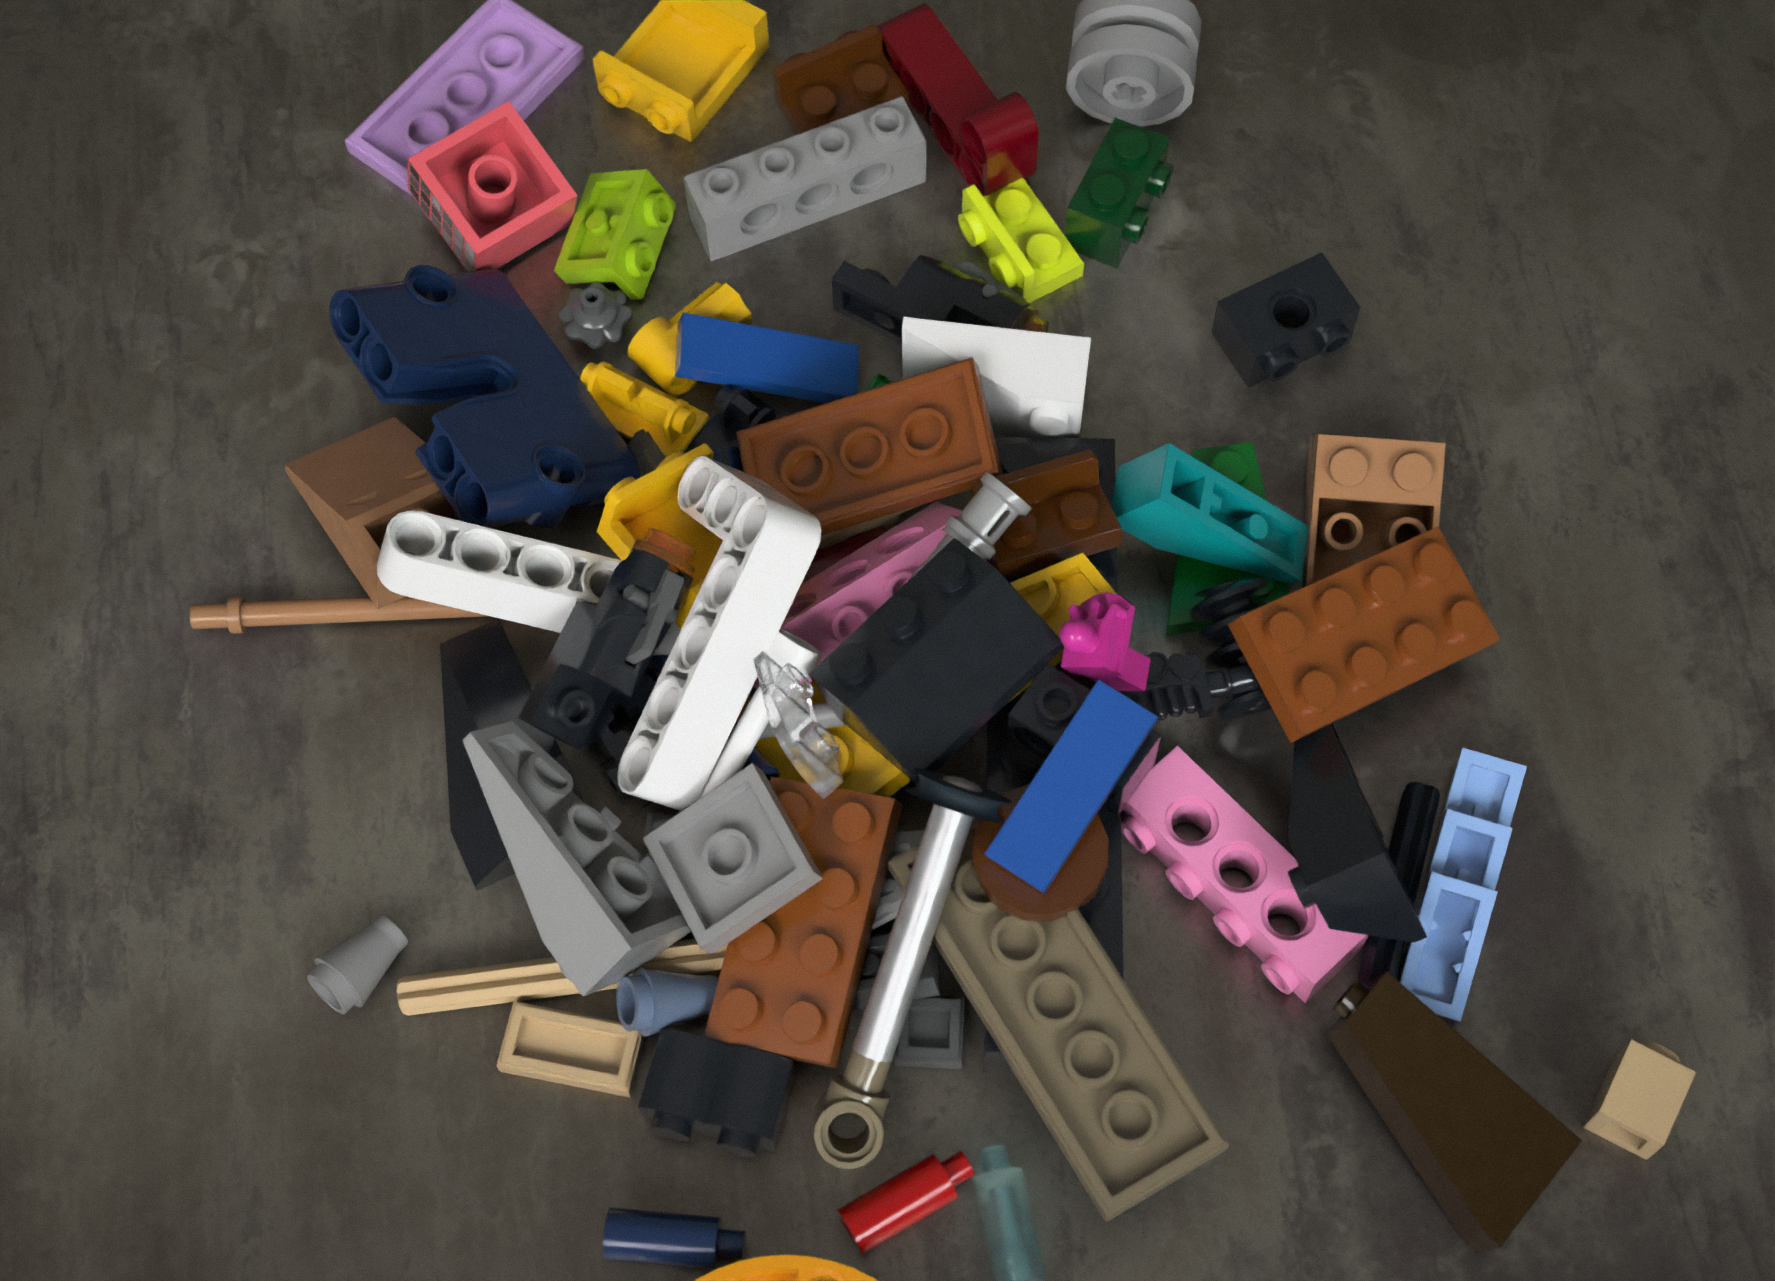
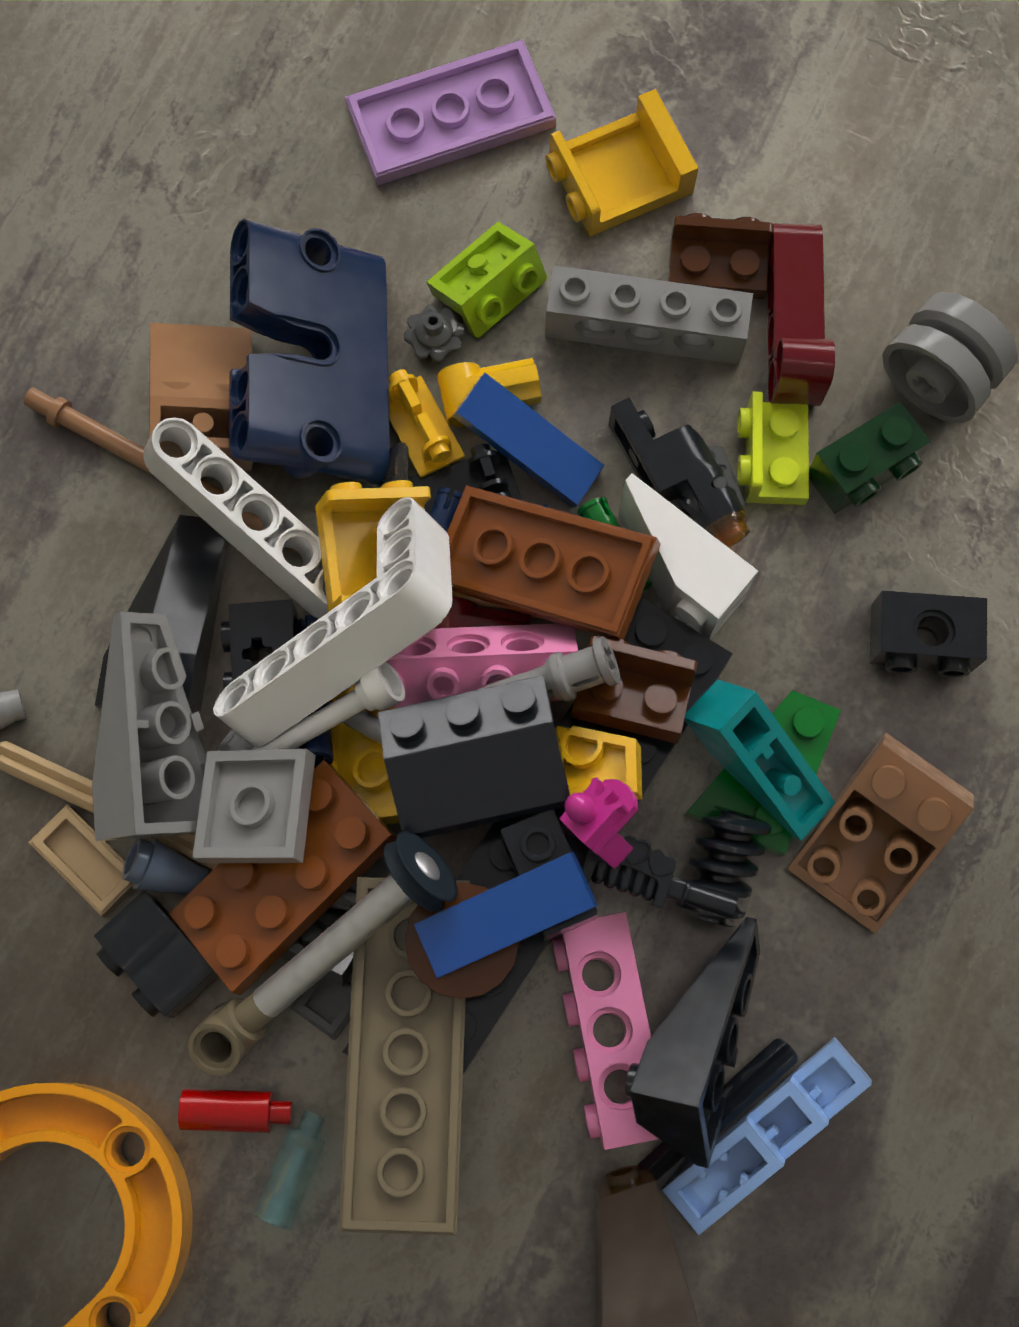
camera: 30 degrees right, 10 degrees up
(491, 190) = (415, 196): coral brick -> none
(611, 642) = (270, 596): black plate -> none
(669, 1238) = (63, 1036): dark blue cylinder -> none
(795, 725) = (346, 732): clear slope -> none
(1363, 633) = (812, 918): dark orange plate -> none

